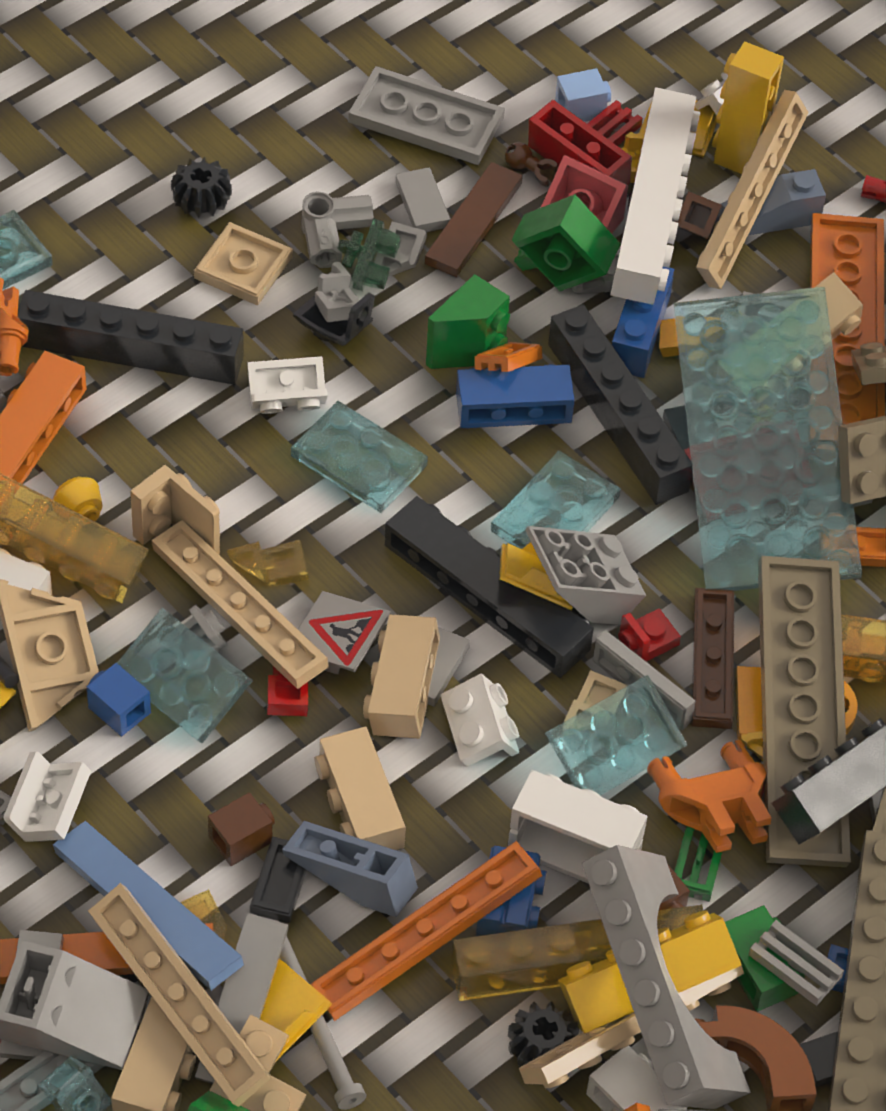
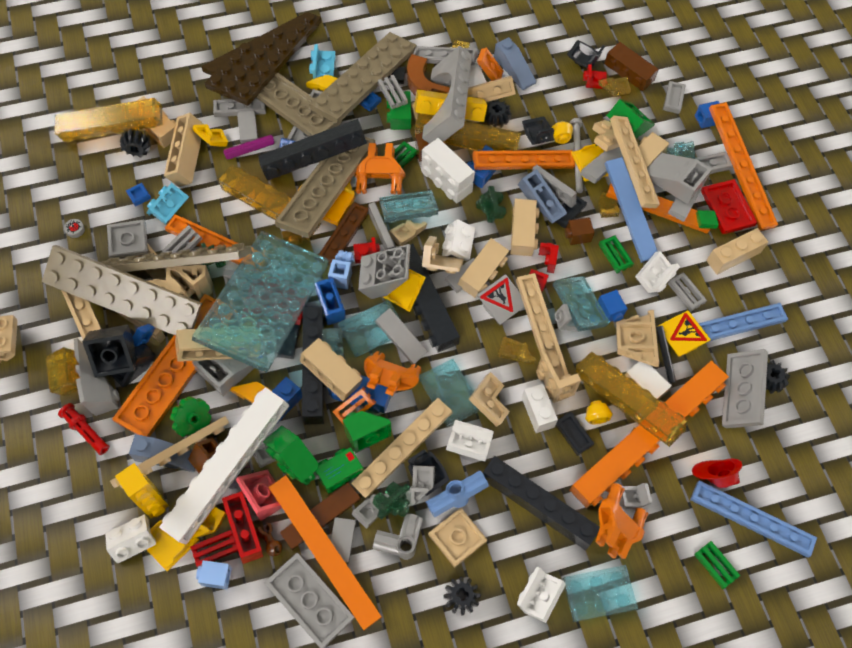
camera: 155 degrees left, 10 degrees up
(79, 226) = (540, 595): none -> white bracket
(108, 468) = (574, 433): none -> black tile
(159, 851) = (606, 247): none -> green tile
(188, 458) = (539, 408): none -> white brick
(279, 758) = (551, 252): none -> red bracket
(283, 291) = (457, 493): none -> medium blue piece
(289, 449) = (485, 399): none -> tan plate
(335, 898) = (559, 189): none -> light grey tile
(372, 1047) = (562, 132): none -> yellow cone
(394, 341) = (401, 448): none -> tan plate
(426, 163) = (325, 553): none -> orange tile
(426, 1026) = (538, 130): none -> black piece
(436, 805) = (489, 204): none -> clear green hips
(476, 413) = (390, 374): none -> orange connector
(486, 258) = (339, 469): none -> green brick
(492, 643) = (434, 262): none -> tan bracket
(493, 497) = (401, 336): none -> light grey tile
(576, 366) = (331, 369): none -> tan brick
(609, 441) = (334, 338): none -> clear light blue brick
(654, 505) = (330, 301): none -> blue brick
(668, 568) = (341, 269): none -> light blue brick
(765, 256) = (190, 416): none -> green plant

